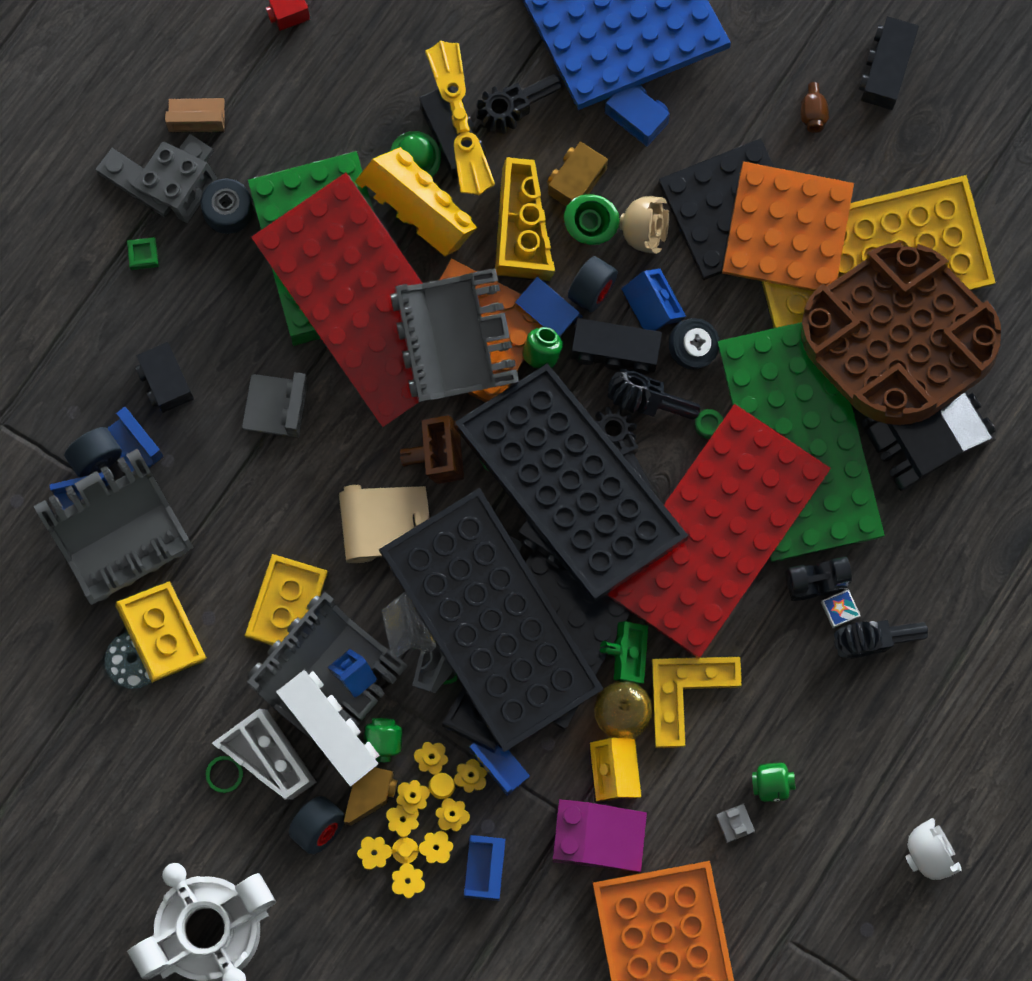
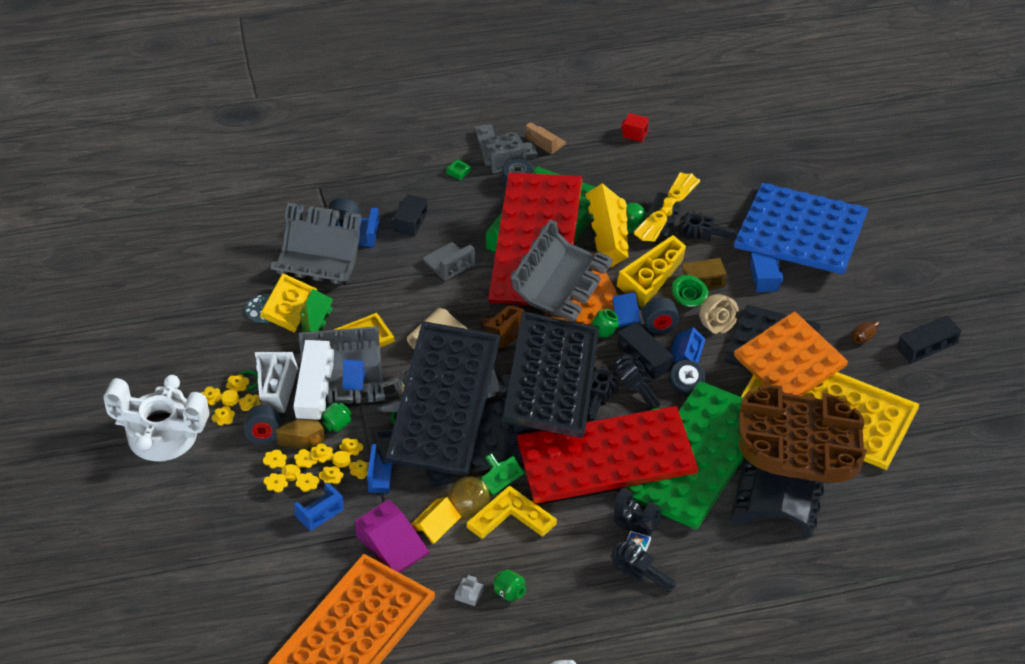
camera: 45 degrees right, 30 degrees down
(211, 625) = (314, 311): none -> green slope
(235, 818) = (230, 398): none -> yellow plant

